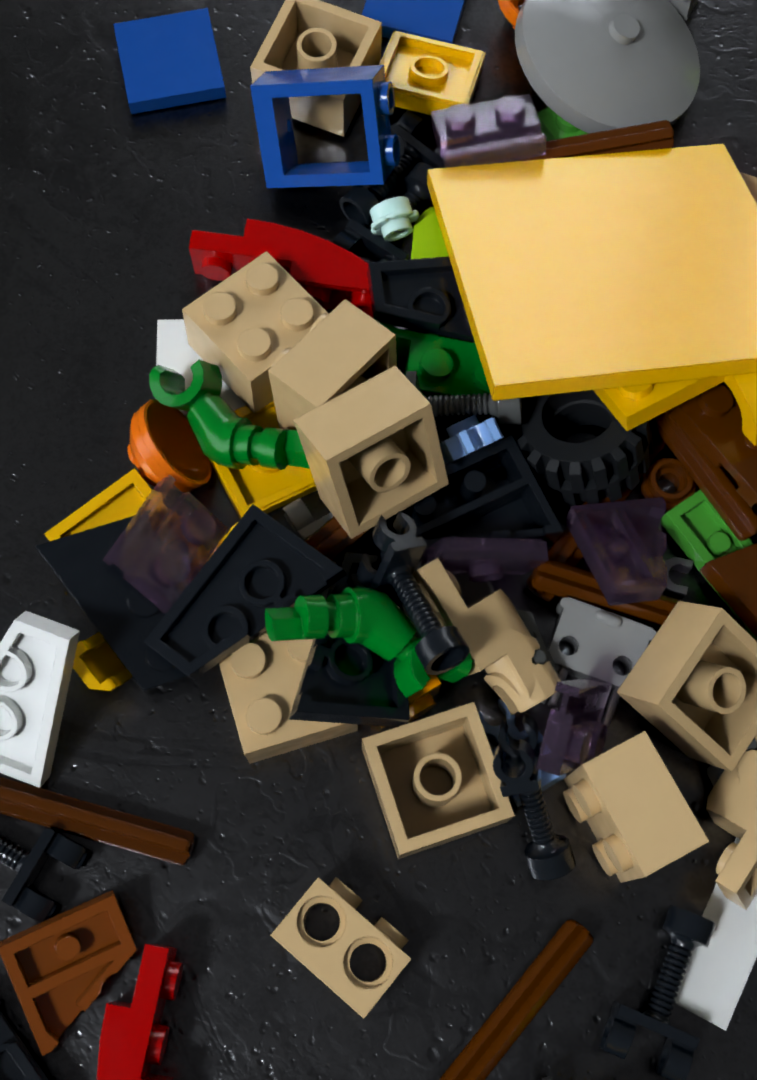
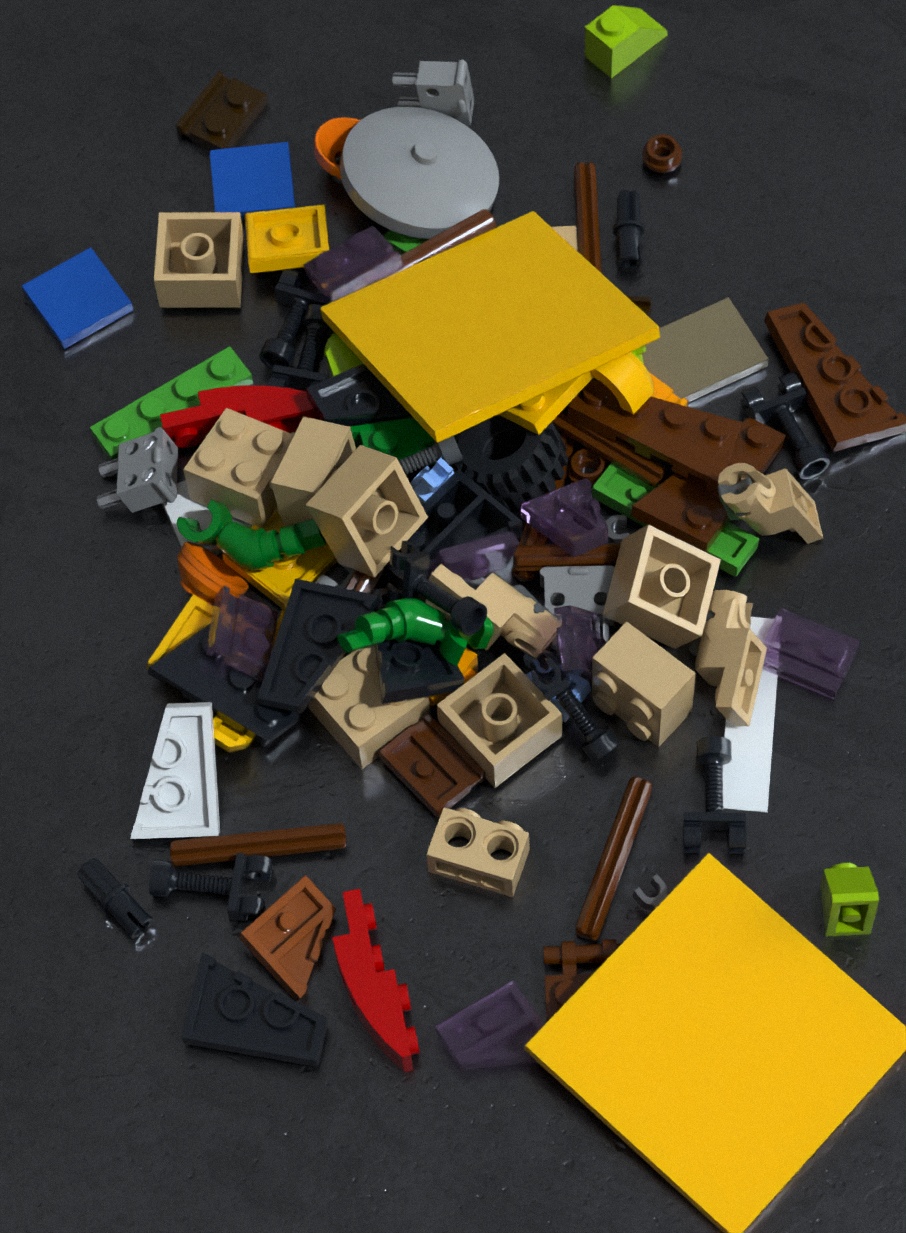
camera: 15 degrees left, 10 degrees down
(147, 292) = (144, 472): none -> light grey piece
(166, 230) = (143, 415): none -> bright green plate
(276, 132) = (181, 291): blue window -> none
(332, 800) = (432, 765): none -> reddish brown plate
(393, 218) = (308, 352): light aqua plate -> none

